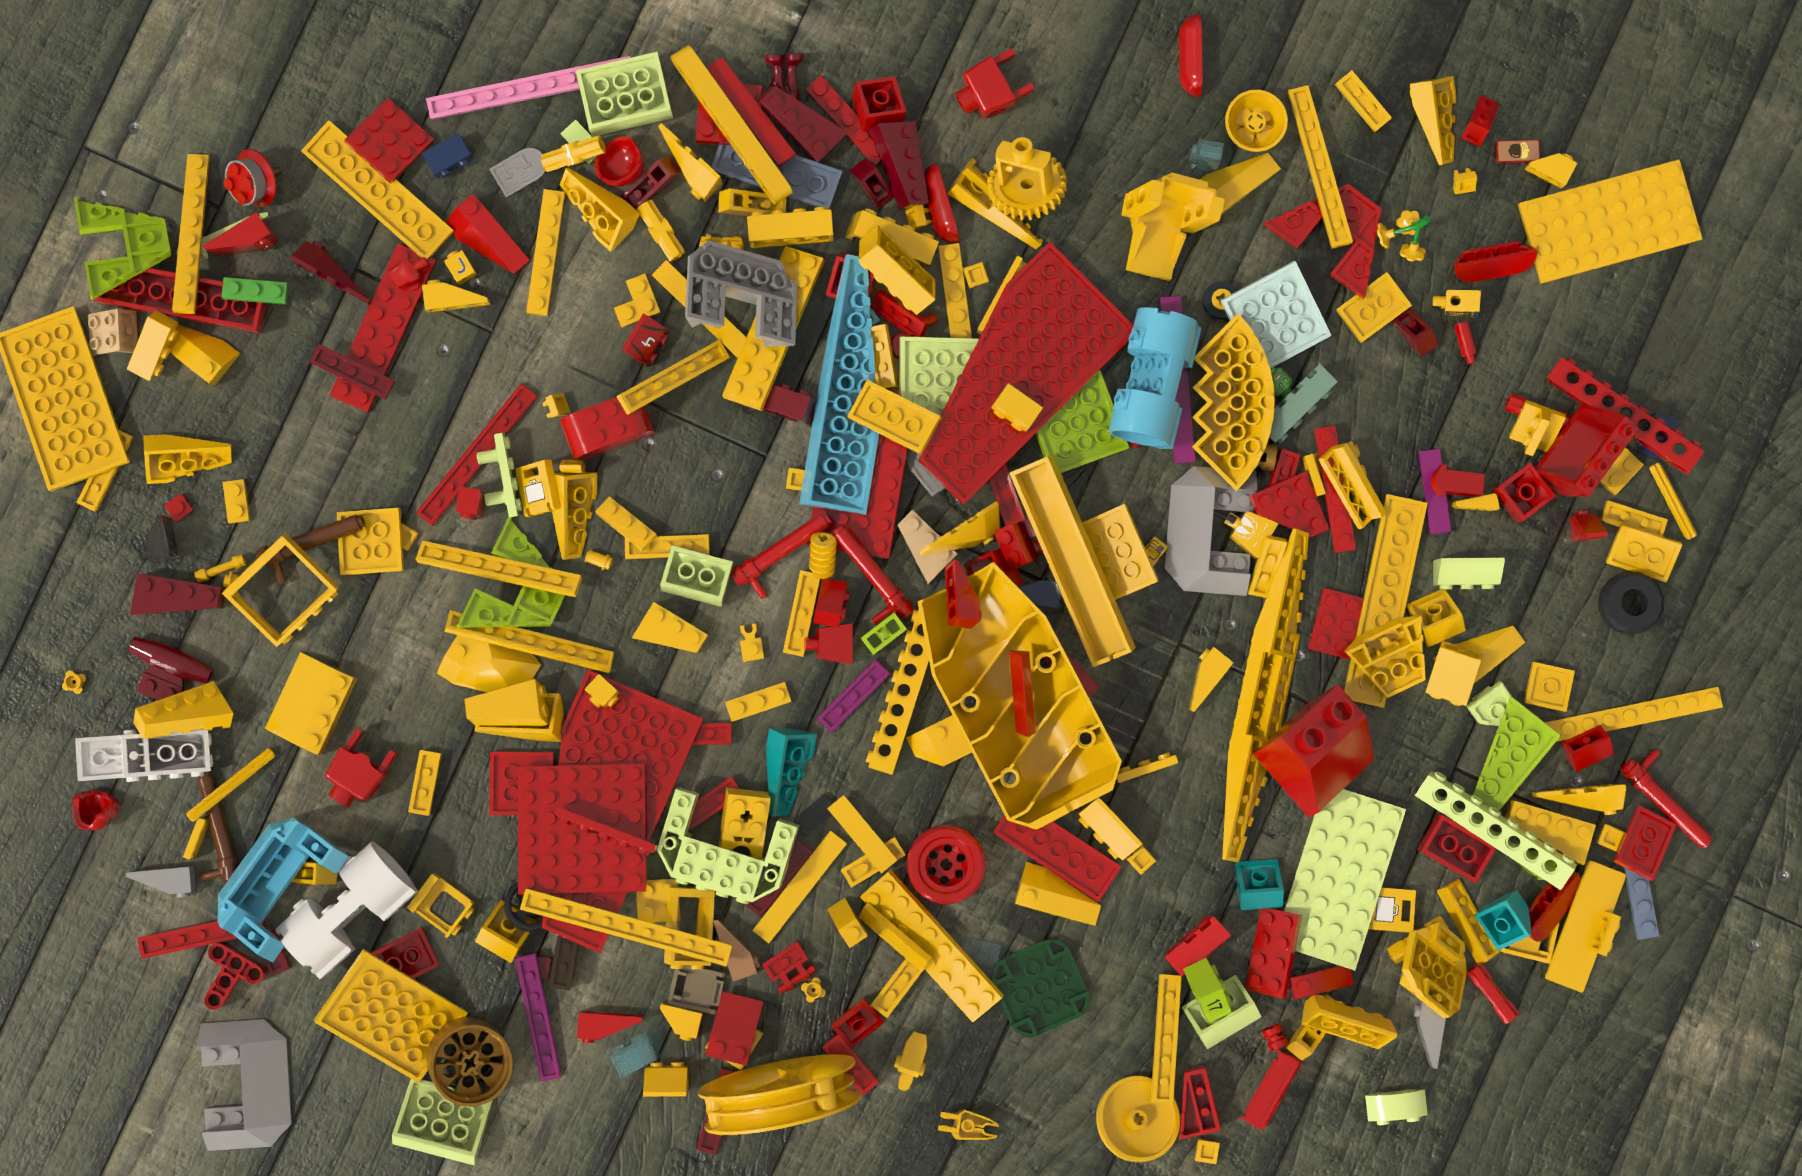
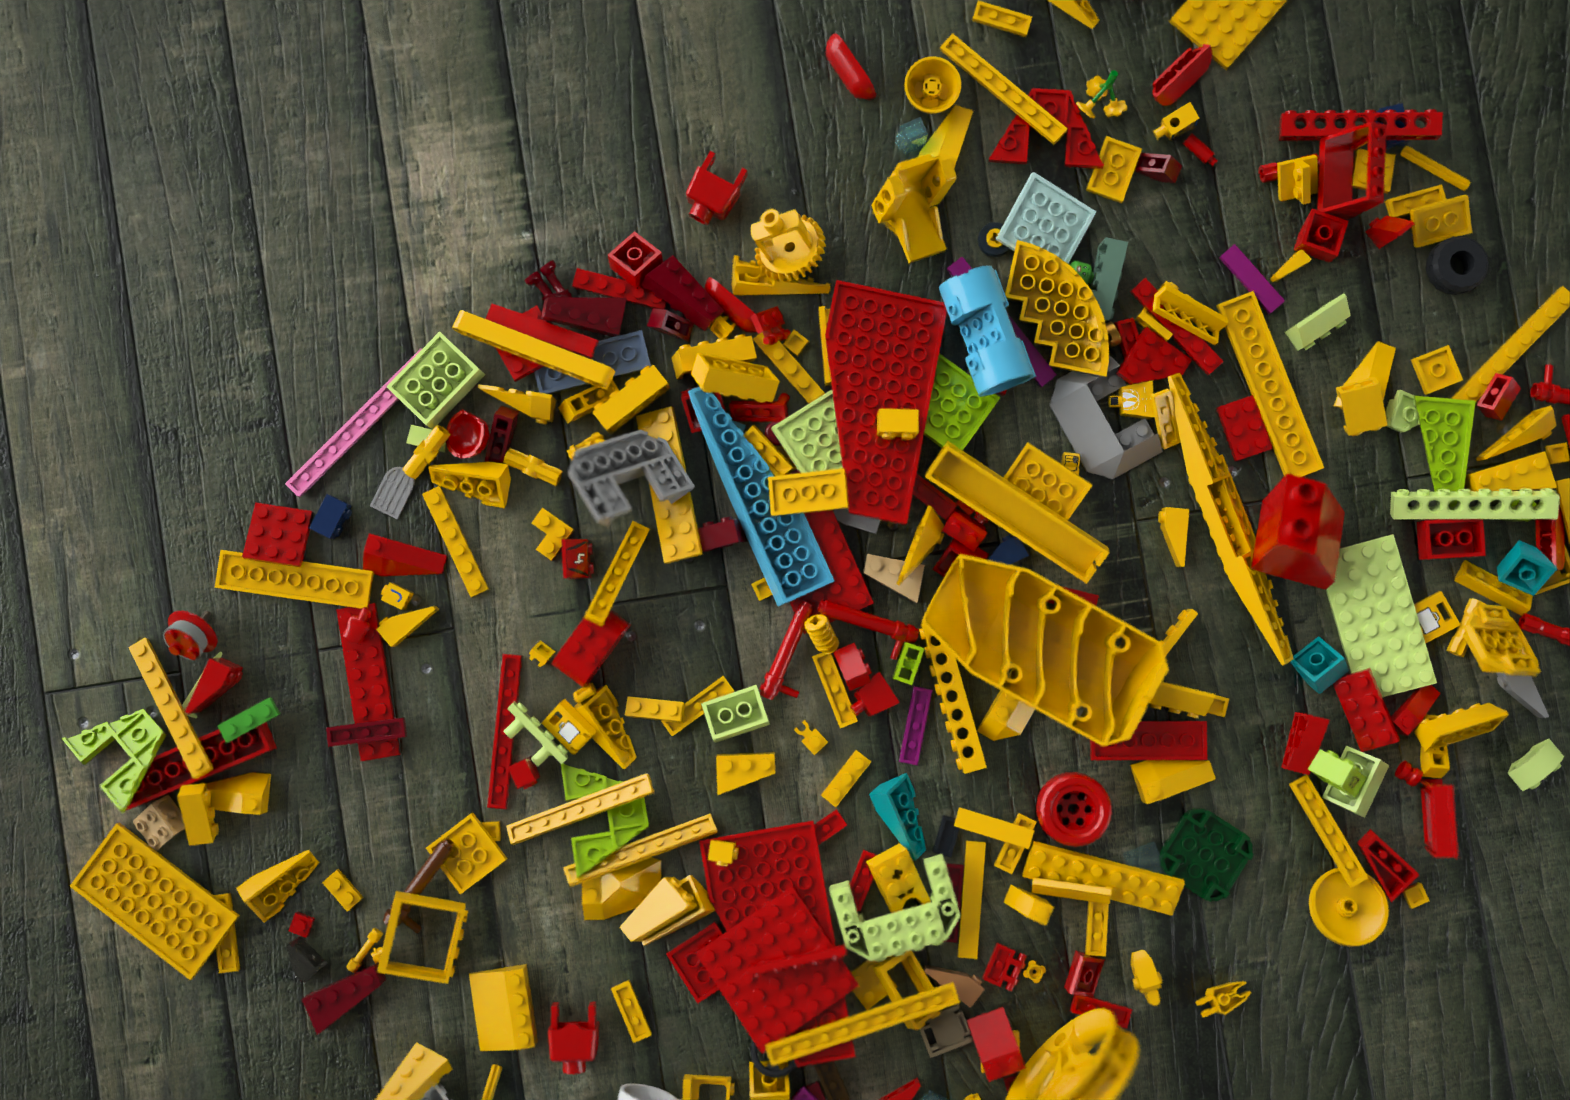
camera: 30 degrees left, 0 degrees up
(166, 668) = (374, 1056): dark red plate -> none
(318, 262) = (288, 664): dark red wedge -> none
(599, 559) = (652, 750): yellow pin -> none
(677, 285) = (574, 501): yellow tile -> none
(682, 1020) = (950, 1063): yellow slope -> none
(962, 602) = (951, 597): red slope -> none
(964, 238) = (770, 320): none -> red plate
(1022, 692) = (1046, 639): red slope -> none
(1391, 654) = (1305, 423): yellow wedge -> none
(1439, 617) = (1317, 373): yellow slope -> none
(1456, 482) = (1267, 260): red piece -> none
(1464, 182) = (1119, 29): yellow tile -> none

